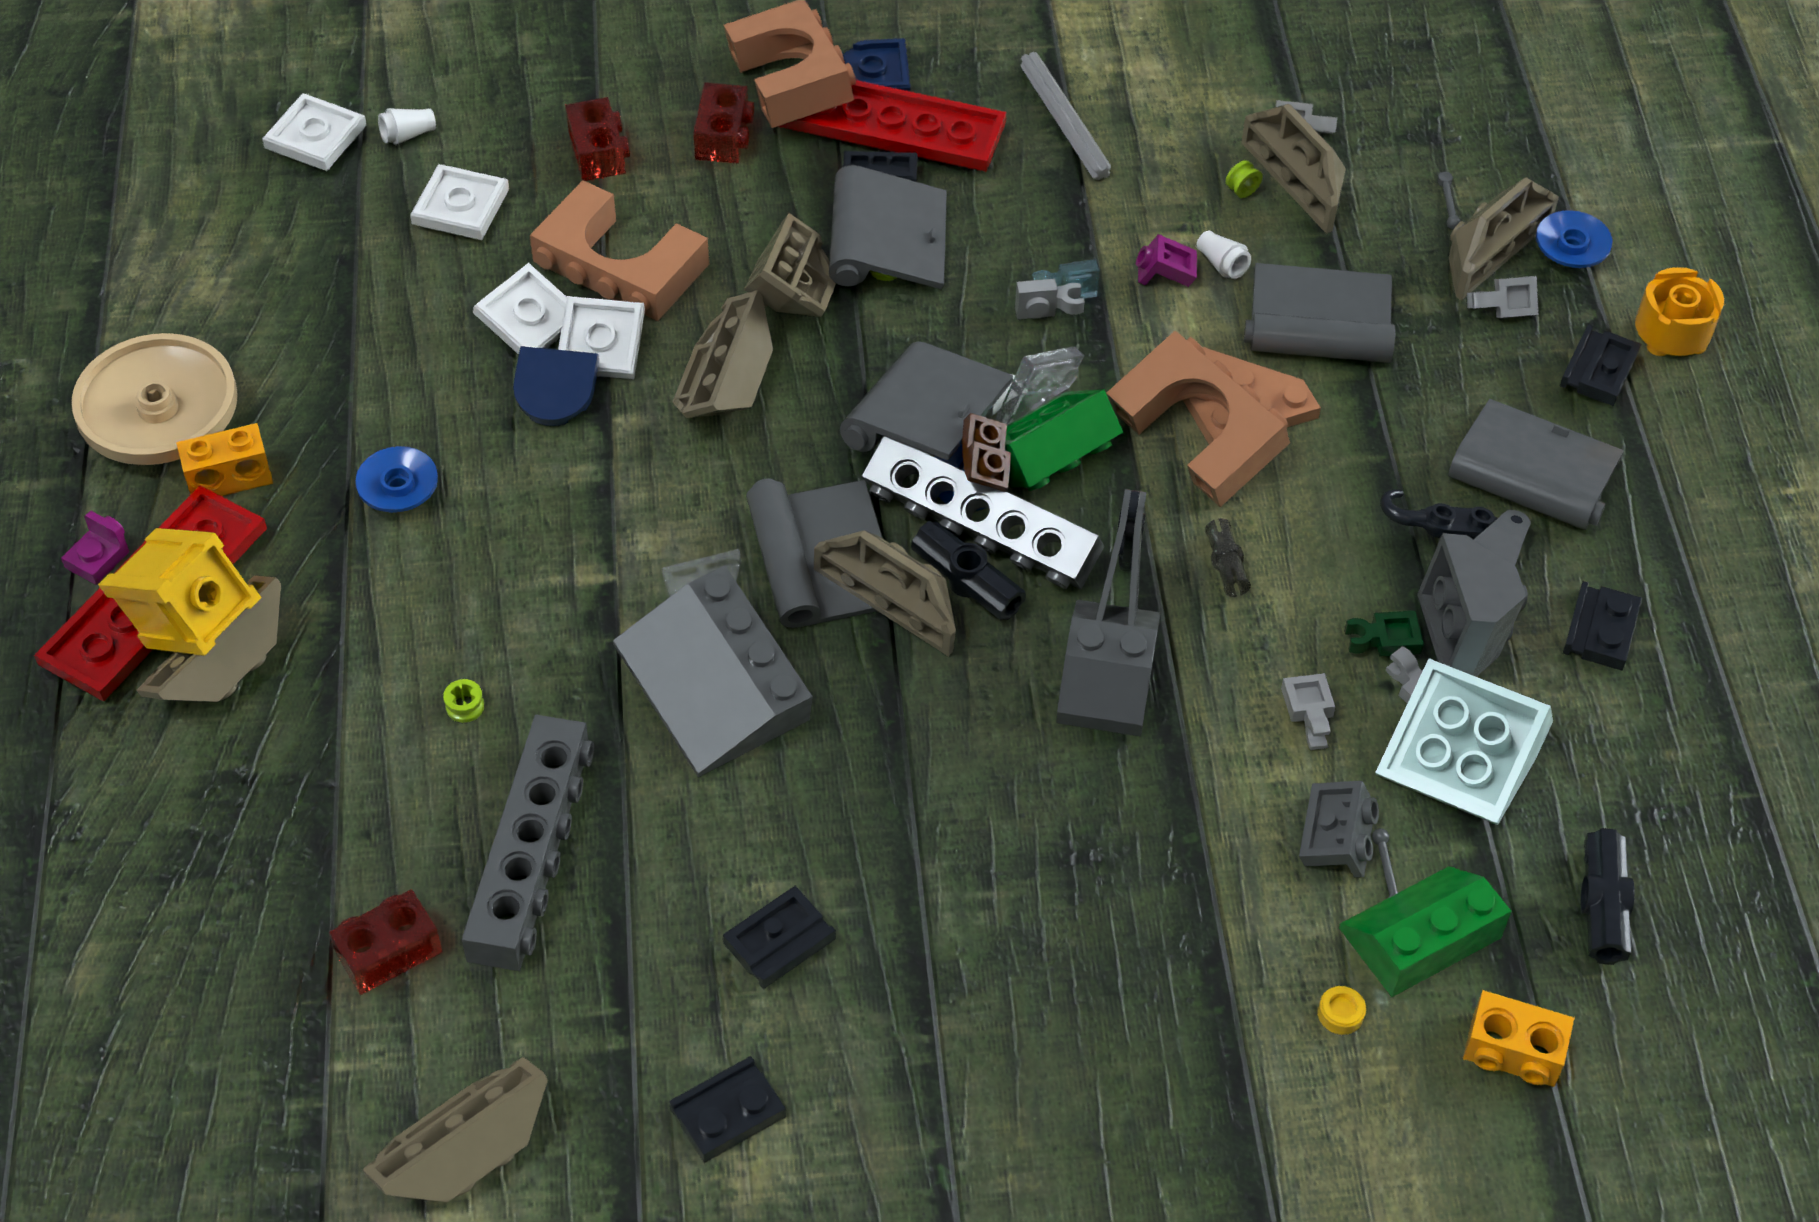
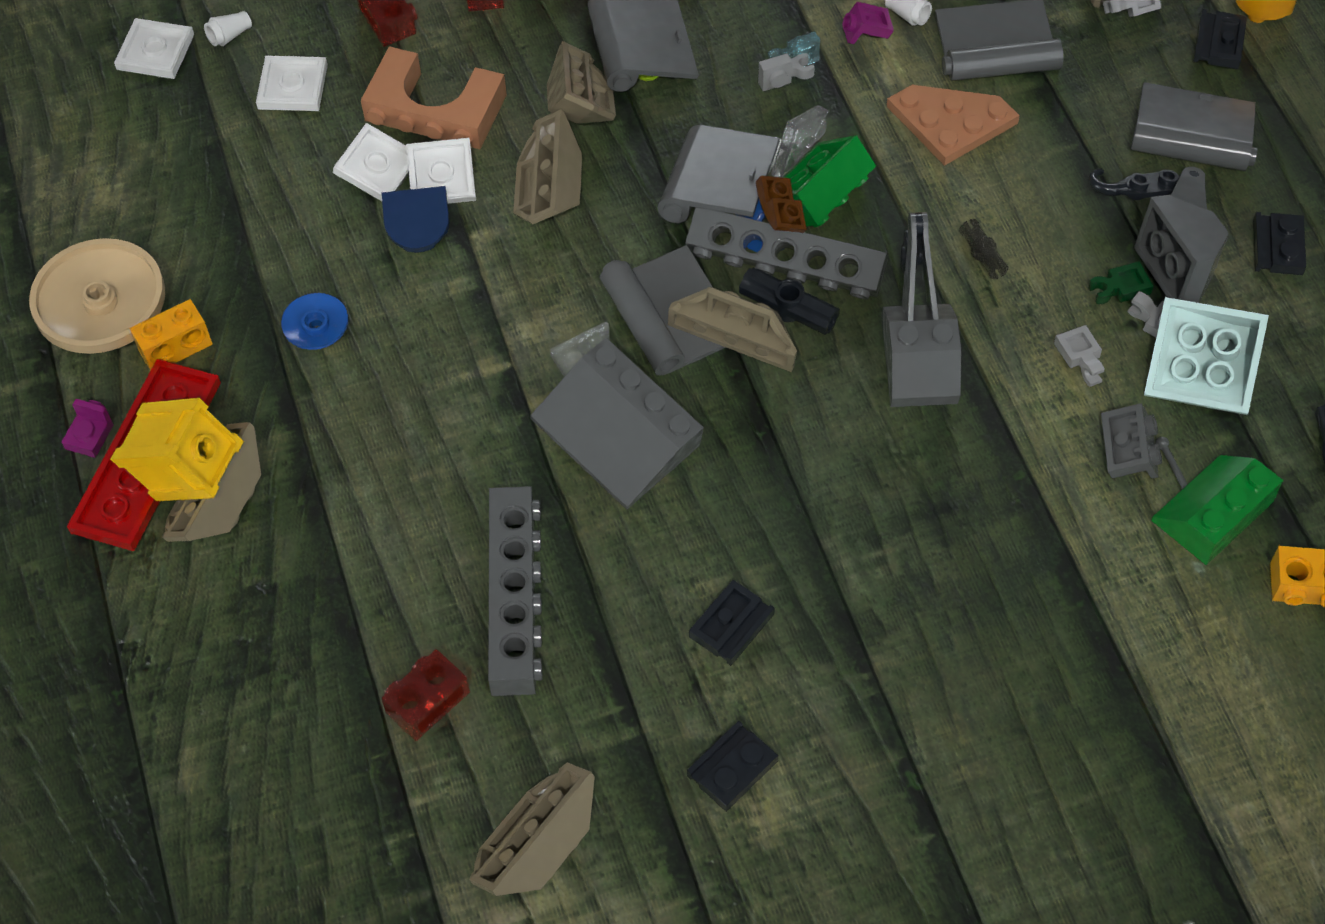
camera: 10 degrees left, 5 degrees up
(461, 689) = (419, 479): lime bush -> none
(1182, 371) = (910, 107): nougat arch -> none
(1341, 1010) = (1173, 583): yellow tile -> none

